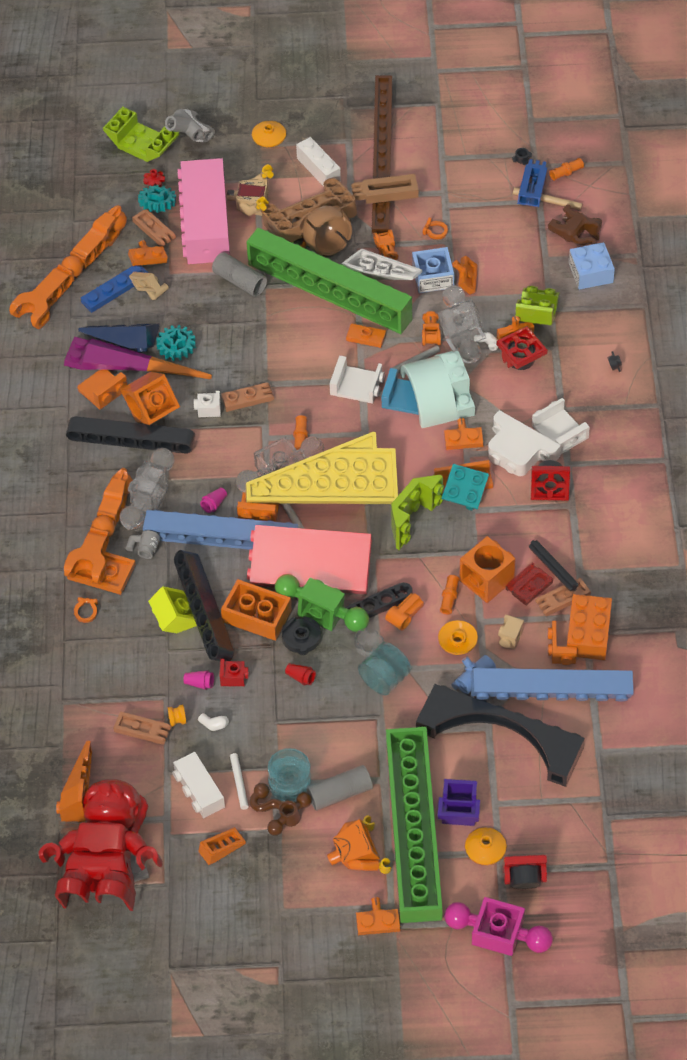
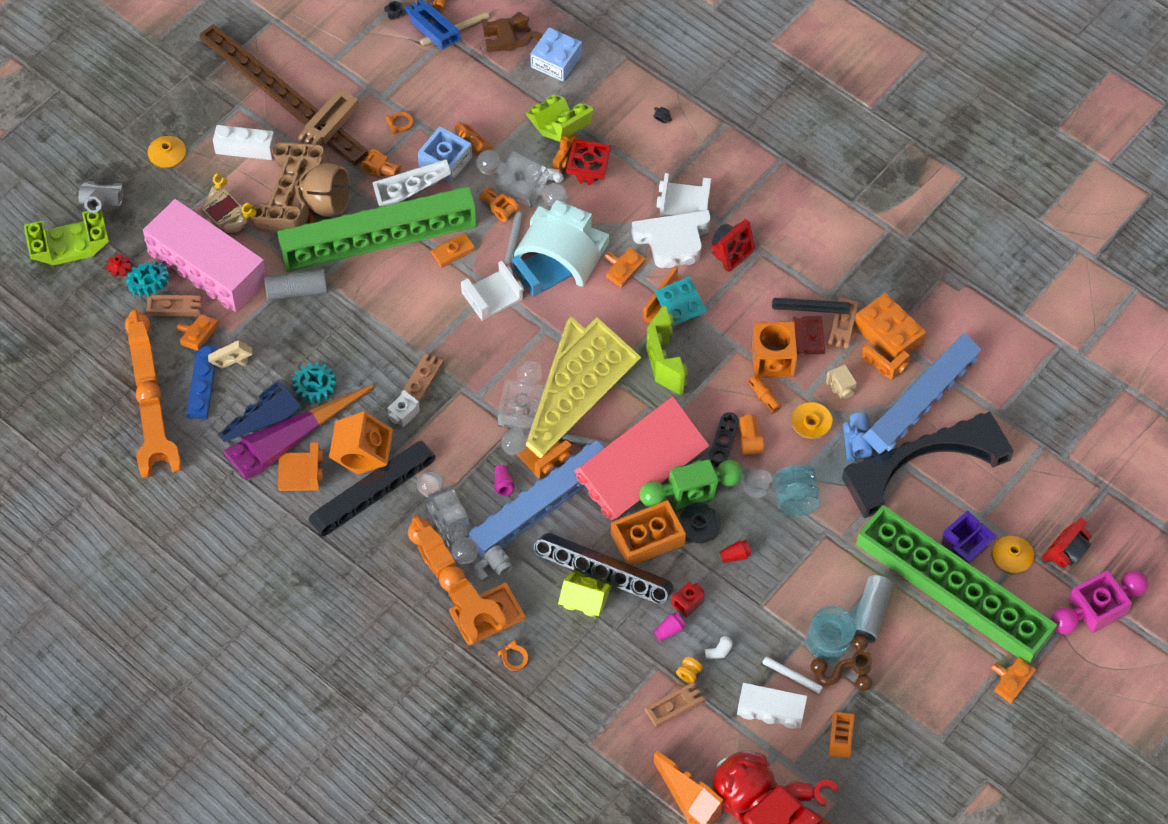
camera: 50 degrees left, 5 degrees up
(300, 432) = (502, 369): orange pin -> none
(357, 848) = (939, 640): orange torso -> none

